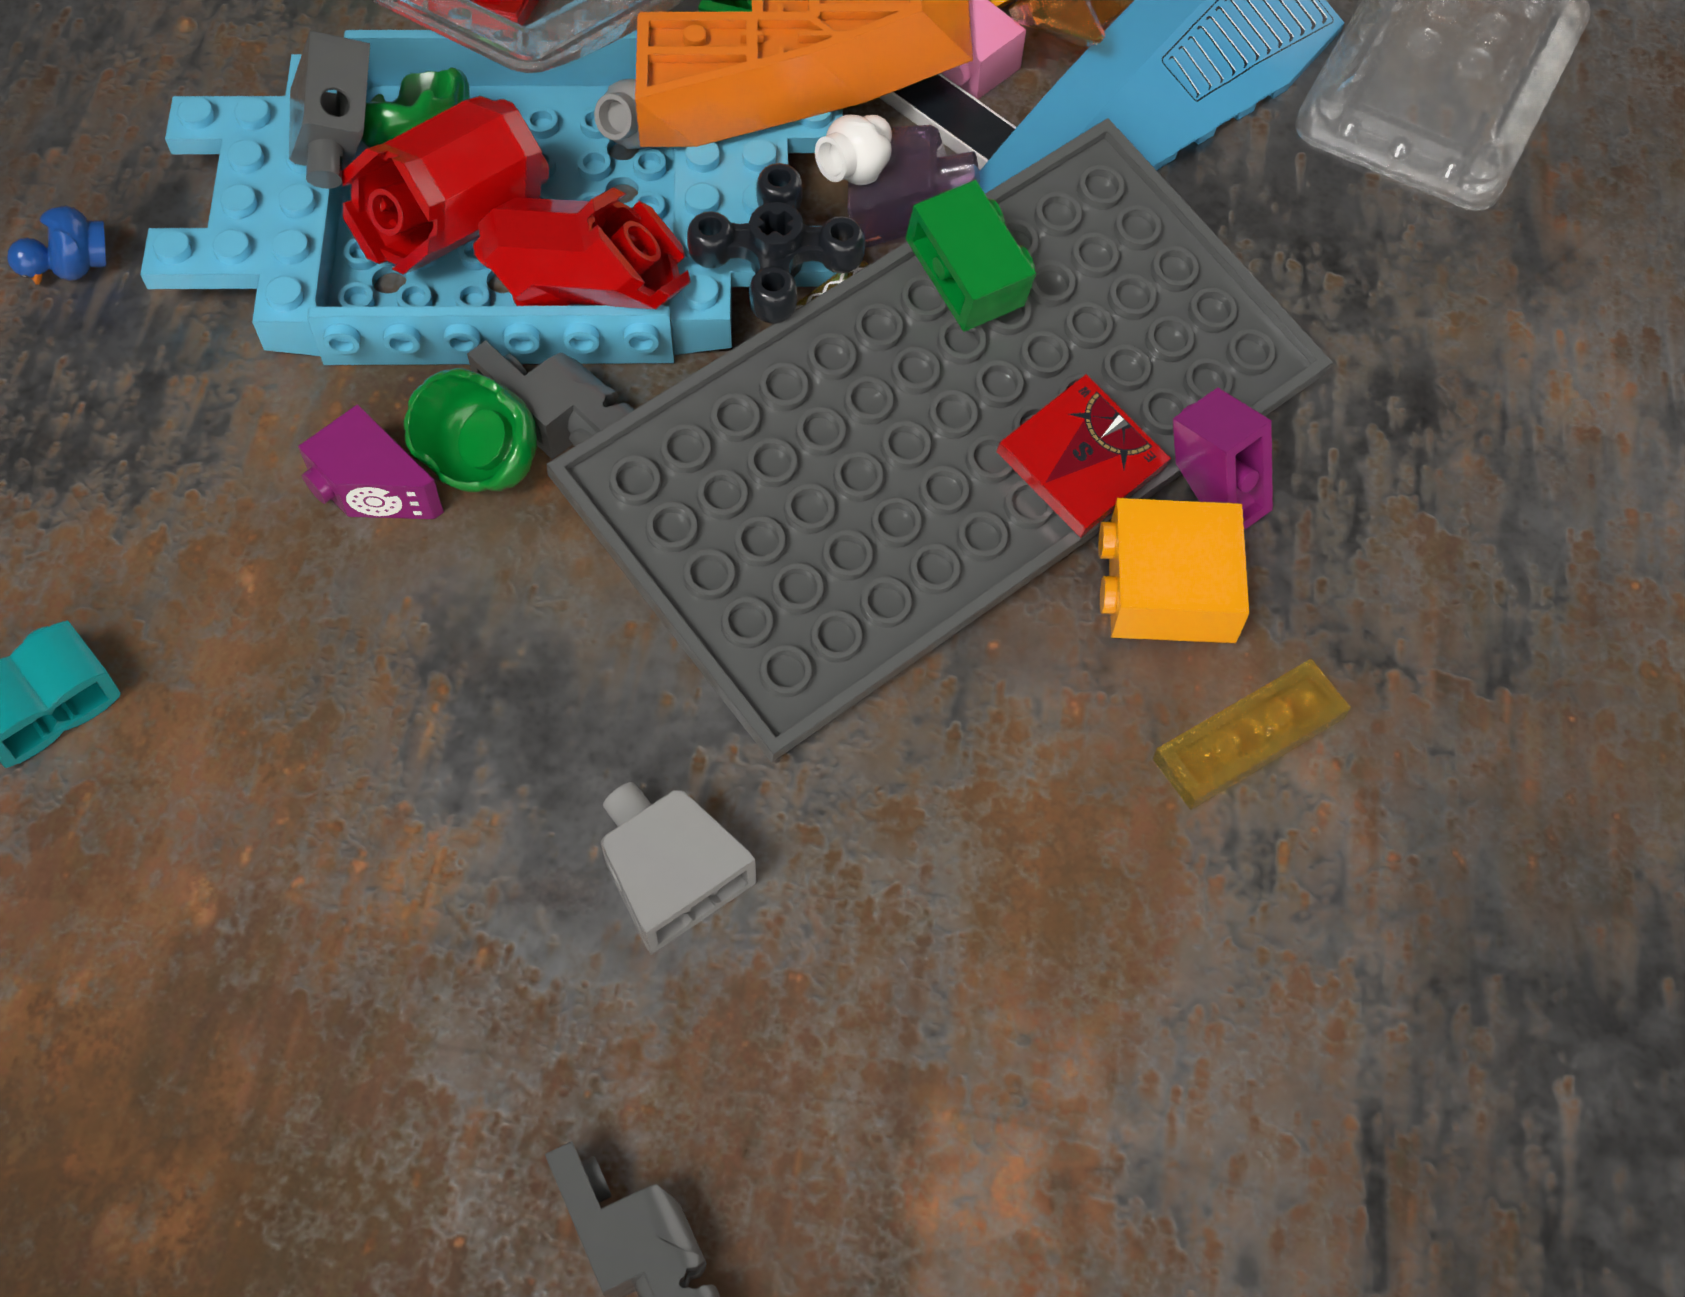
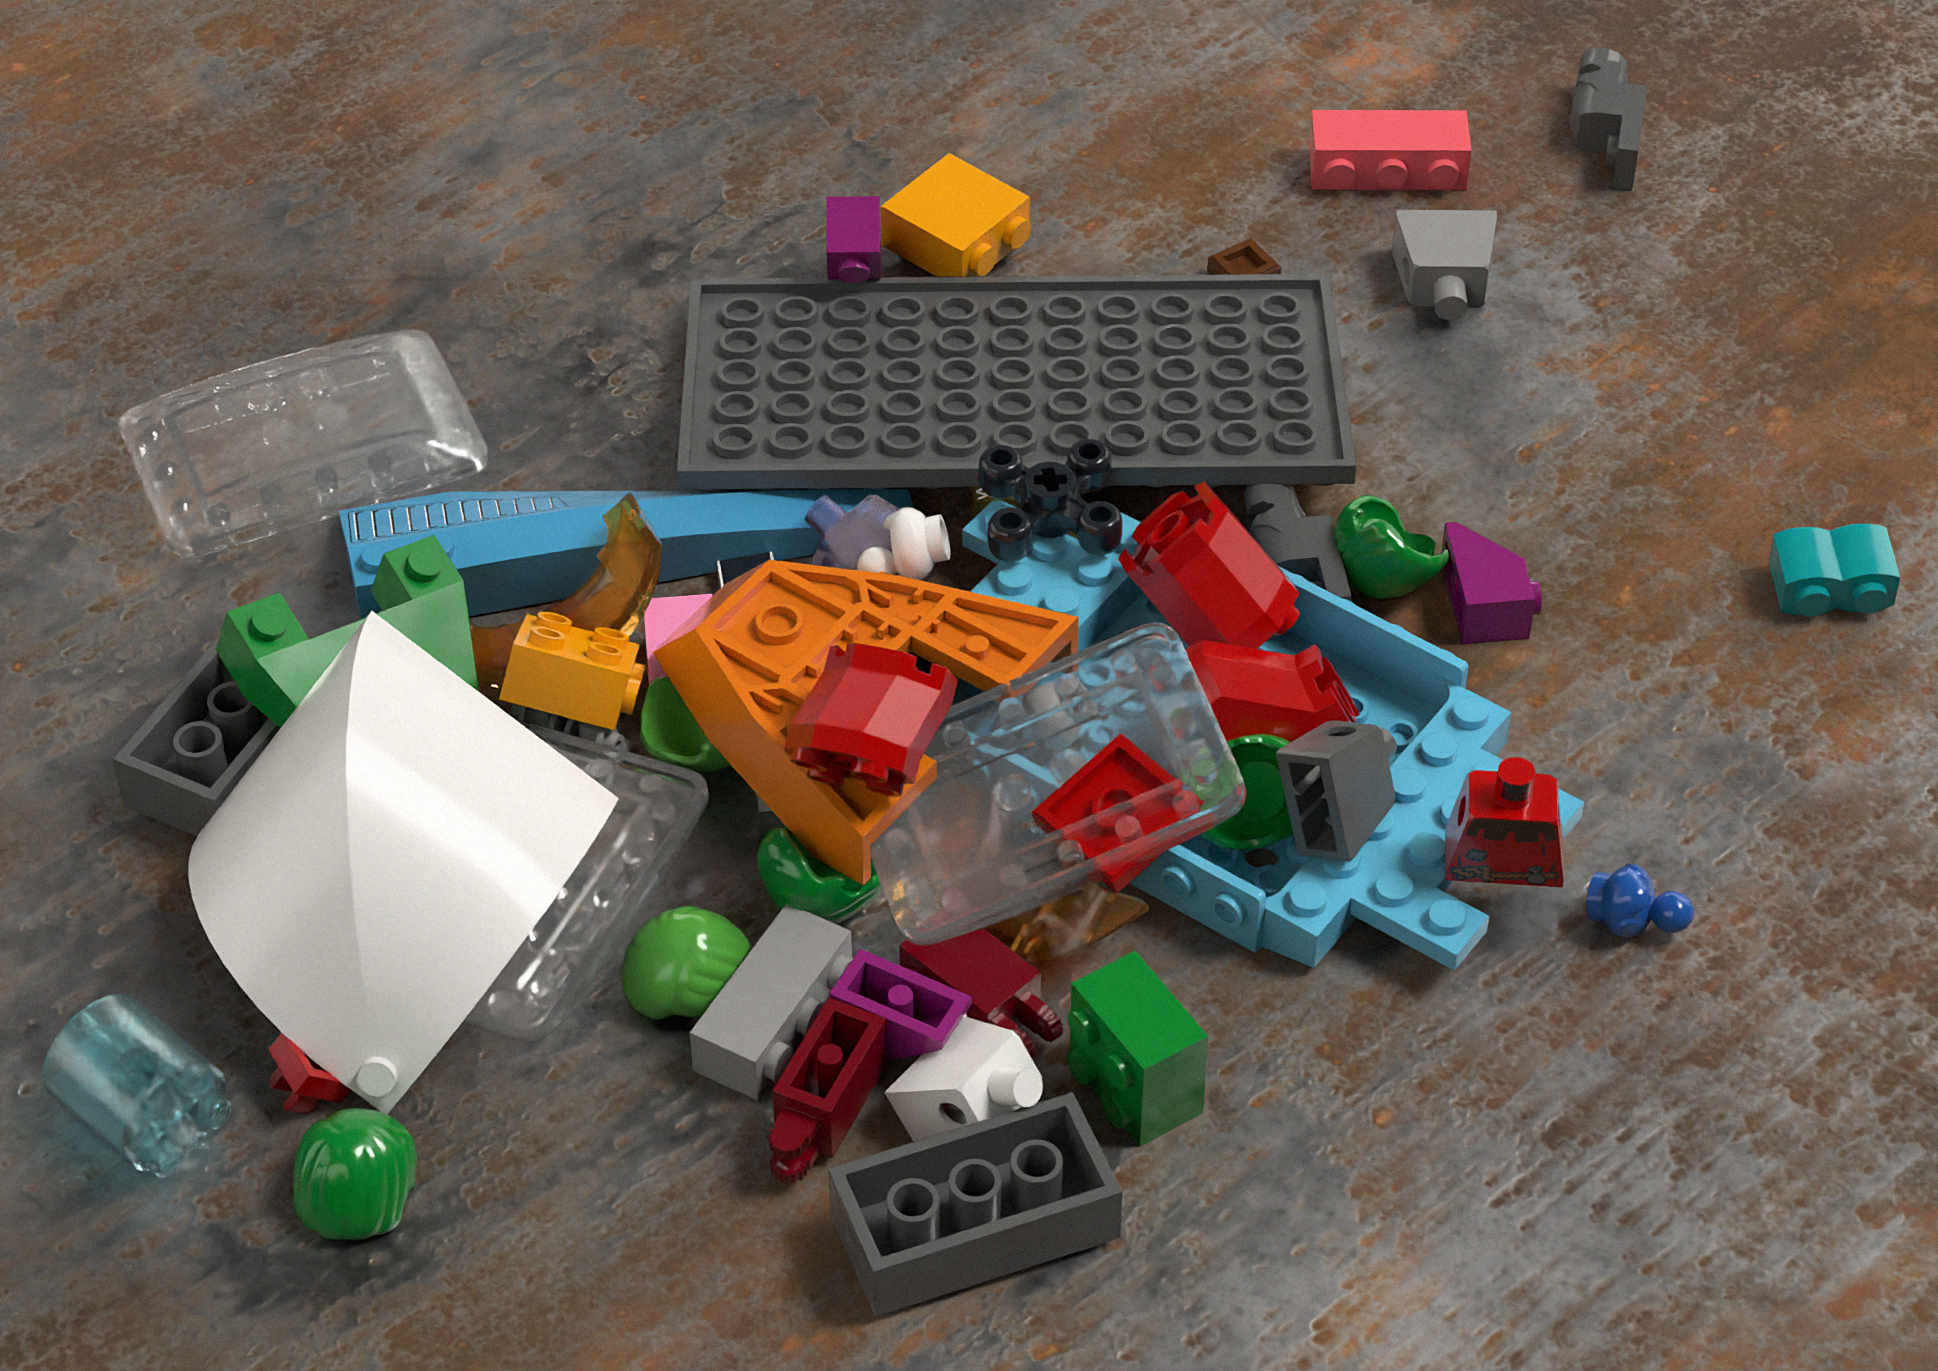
camera: 140 degrees left, 15 degrees down
(158, 141) = (1506, 828): none -> red torso
(845, 993) = (1389, 150): none -> coral brick
(876, 737) = (1242, 259): none -> reddish brown tile
(970, 255) = (915, 399): green brick -> none
(1082, 455) = (949, 300): red tile -> none
(1250, 733) = (1000, 139): clear yellow plate -> none

